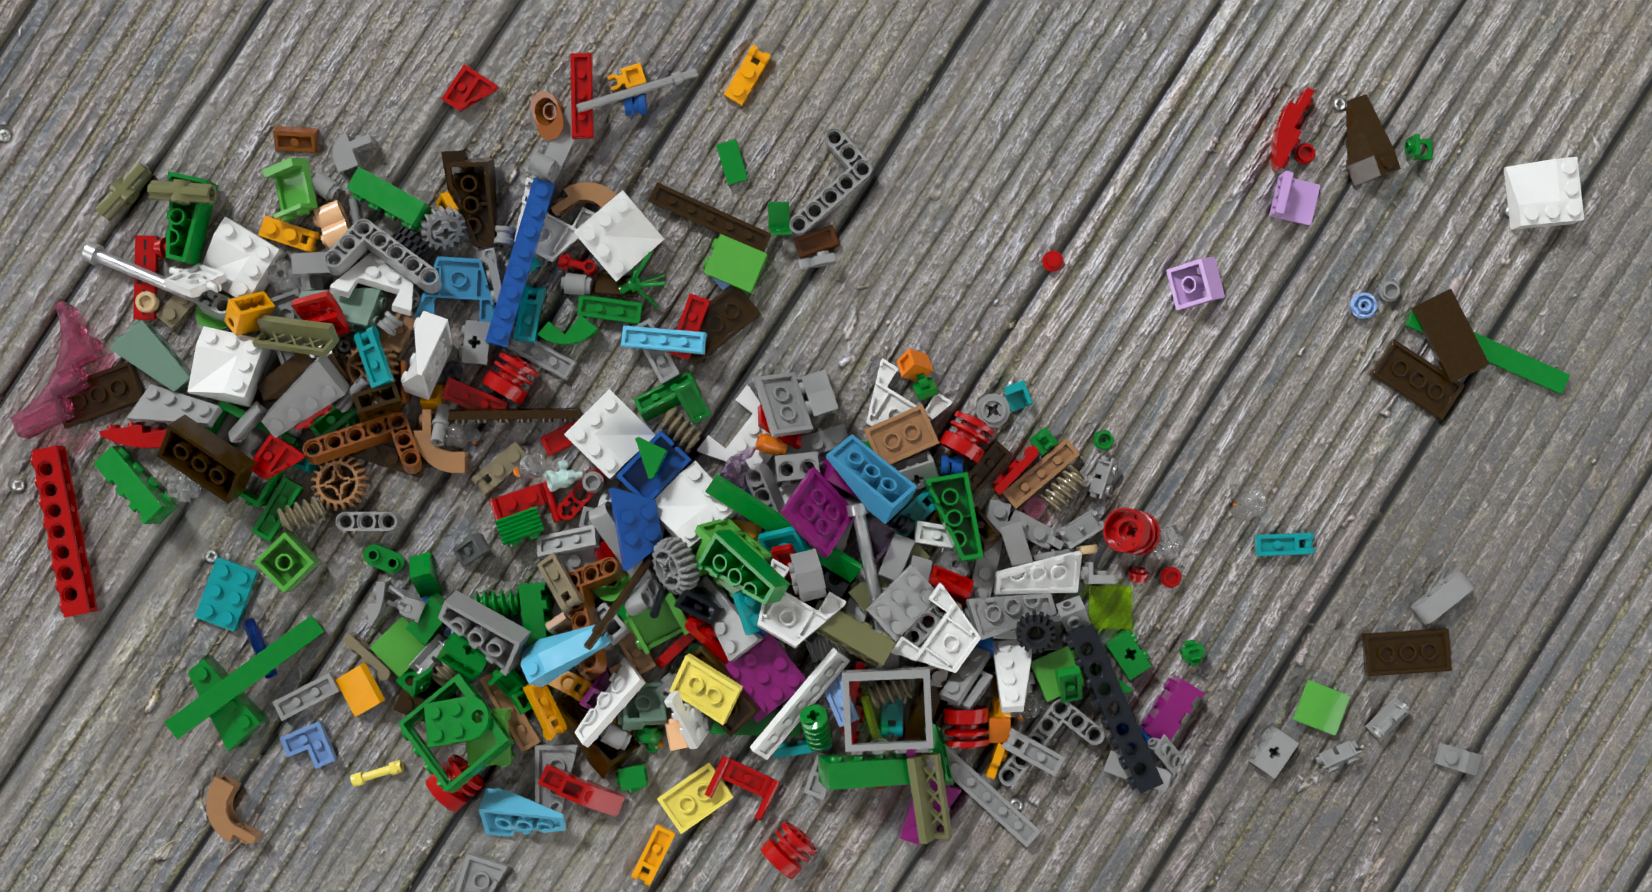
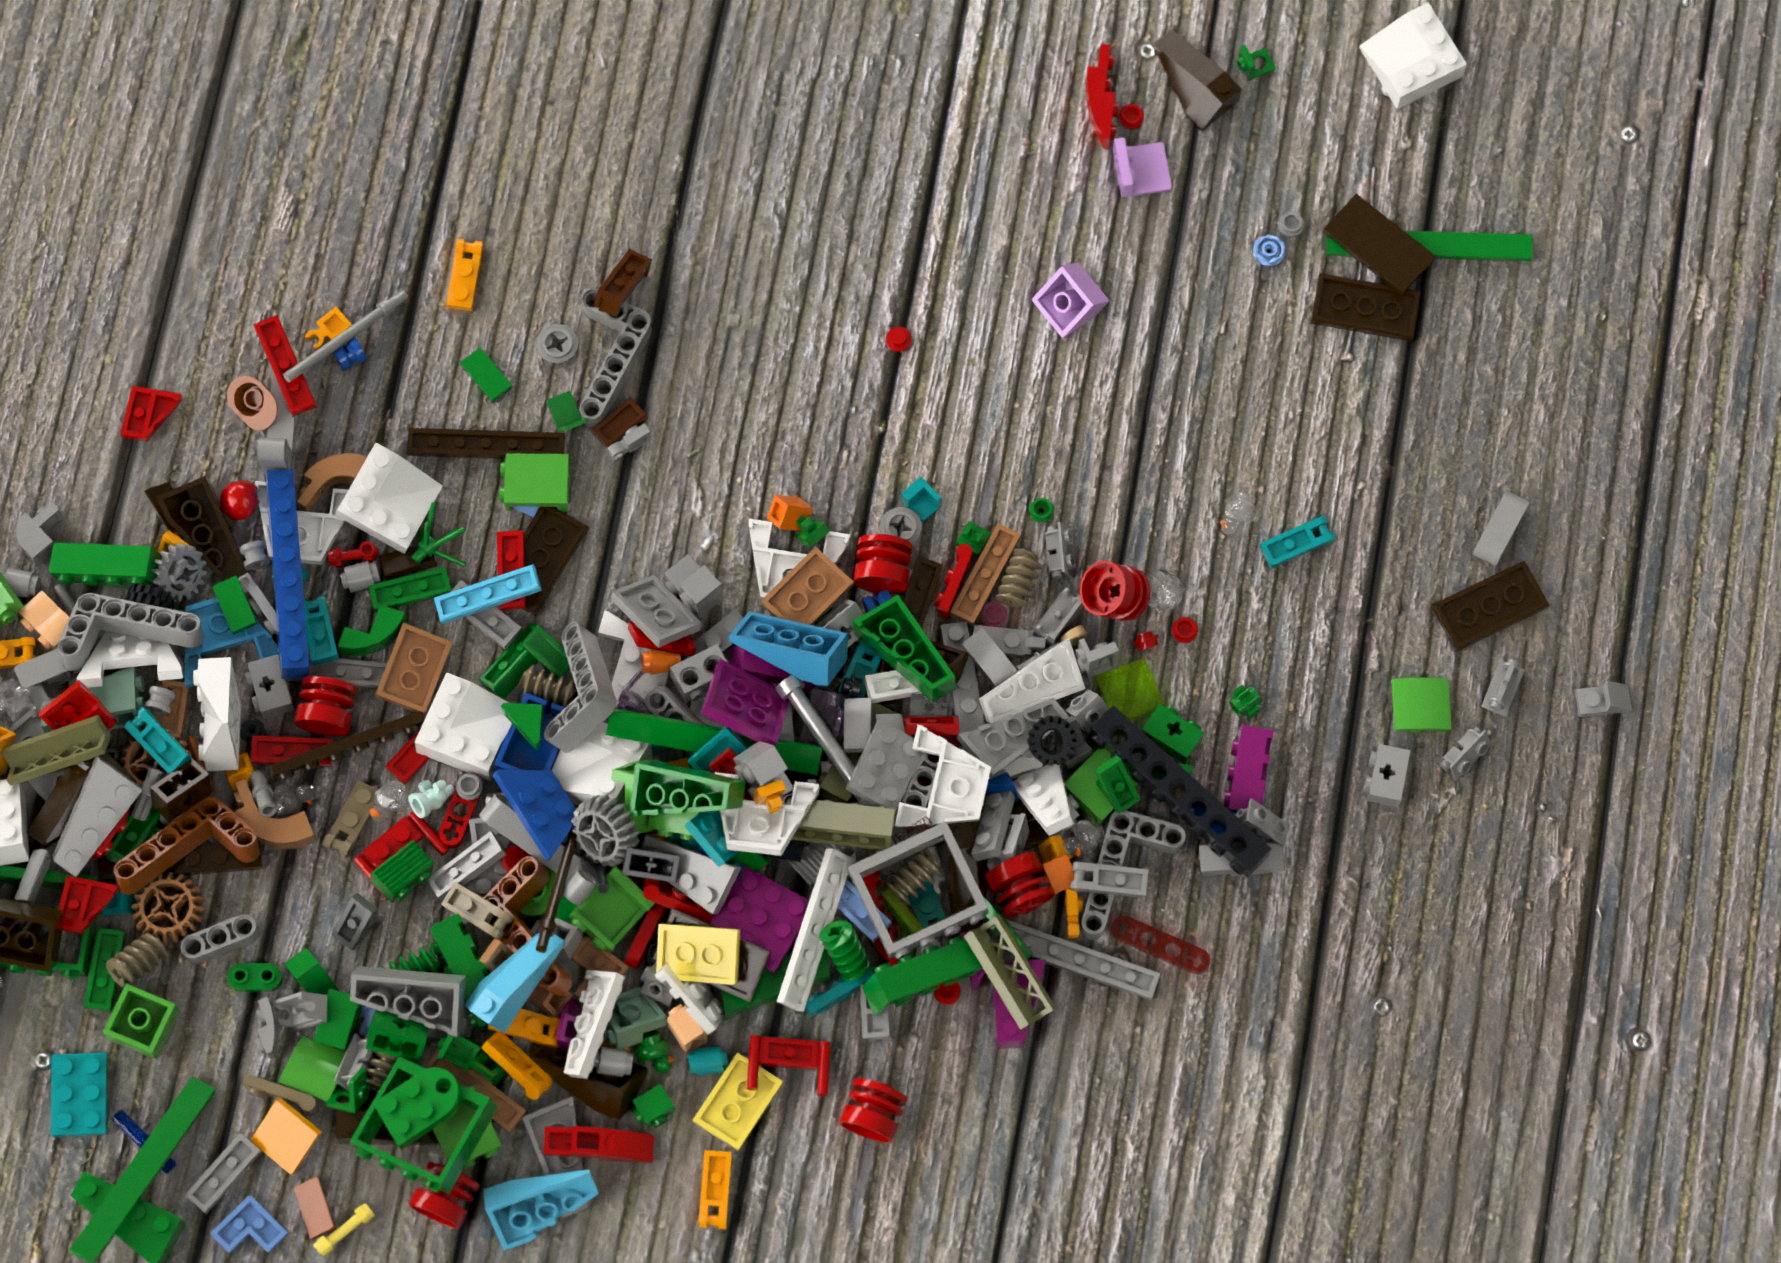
camera: 25 degrees left, 15 degrees down
(363, 748) = (314, 1208): none -> slope
(474, 270) = (235, 605): none -> green tile
(509, 187) = (239, 499): none -> red hair
(587, 373) = (413, 669): none -> medium nougat plate
(686, 759) = (707, 1060): none -> teal brick
(711, 446) = (594, 689): none -> light grey beam
(800, 152) = (560, 333): none -> light grey gear
(805, 600) = (770, 795): none -> light orange tile
(861, 132) = (622, 282): none -> reddish brown container
(901, 663) = (931, 826): none -> reddish brown piece
(1050, 807) = (1162, 940): none -> clear red beam

